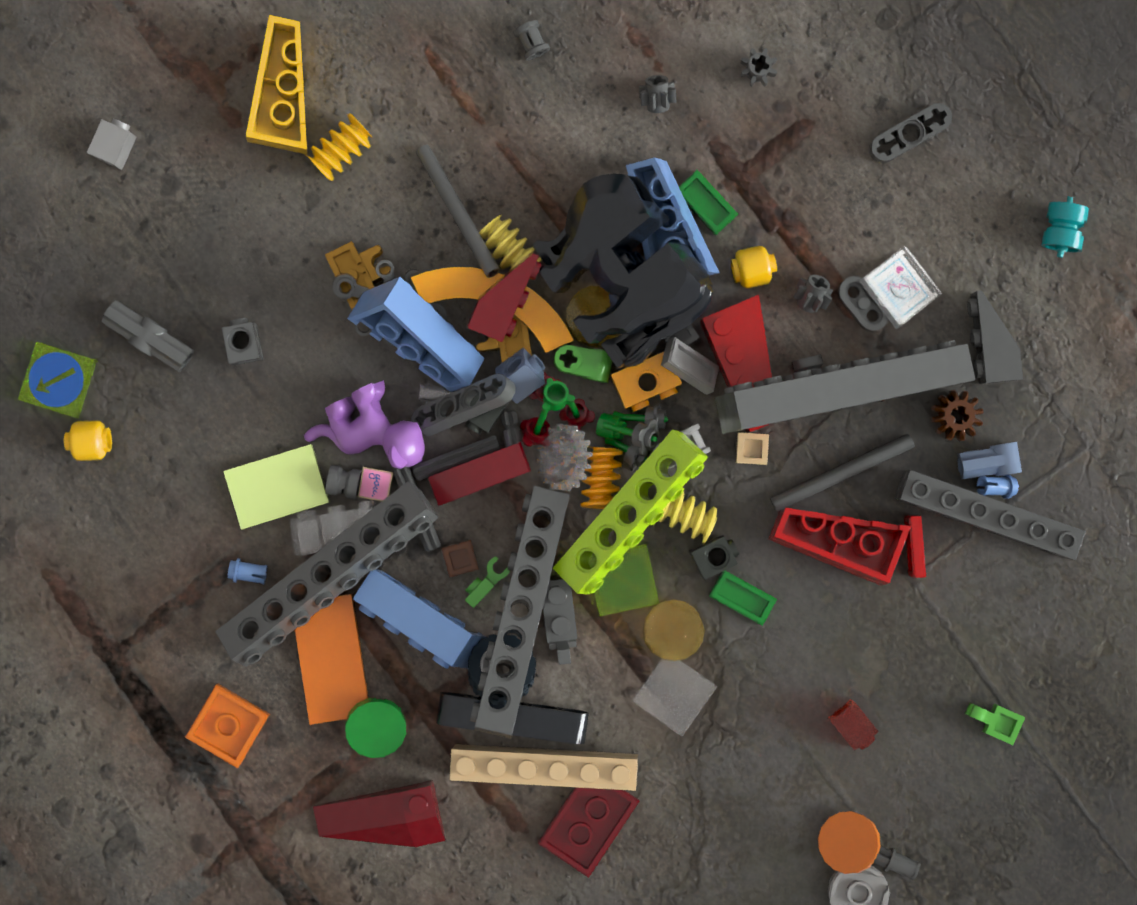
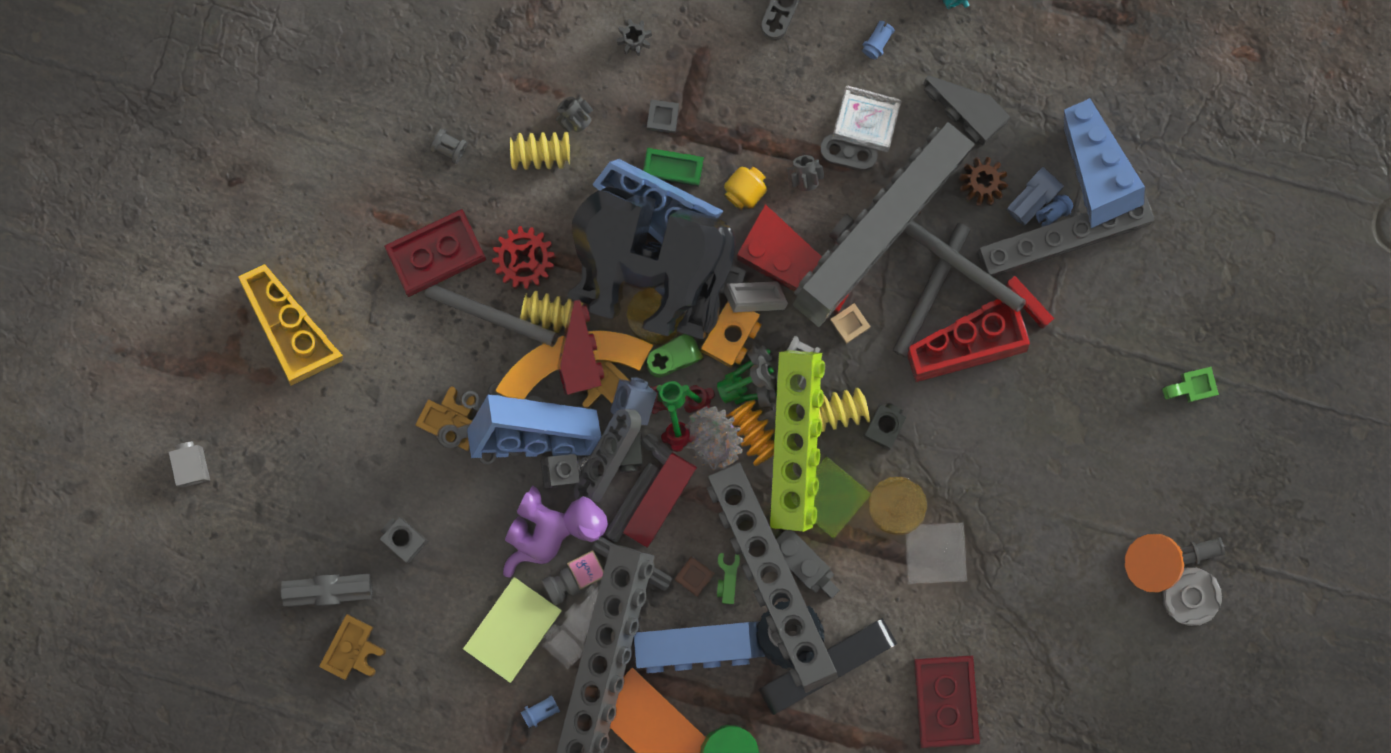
camera: 30 degrees left, 5 degrees down
(57, 379) = (282, 677): tile -> none
(88, 440) = (342, 704): yellow head -> none
(130, 401) = (351, 649): none -> pearl gold plate
(340, 147) = (365, 335): yellow piece -> none
(415, 386) = (559, 470): none -> dark grey bracket
(451, 122) = (435, 253): none -> dark red tile
(536, 180) = (532, 247): none -> red gear
(544, 767) = (880, 684): tan brick -> none
(604, 103) = (539, 151): none -> light yellow piece
(730, 153) = (663, 116): none -> dark grey plate
(742, 597) = (930, 440): green tile -> none
(853, 725) = (1088, 472): clear red brick -> none
(885, 476) = (965, 266): none -> dark grey piece
(954, 230) = (877, 41): none -> medium blue pin
(1067, 481) = (1102, 168): none -> medium blue wedge

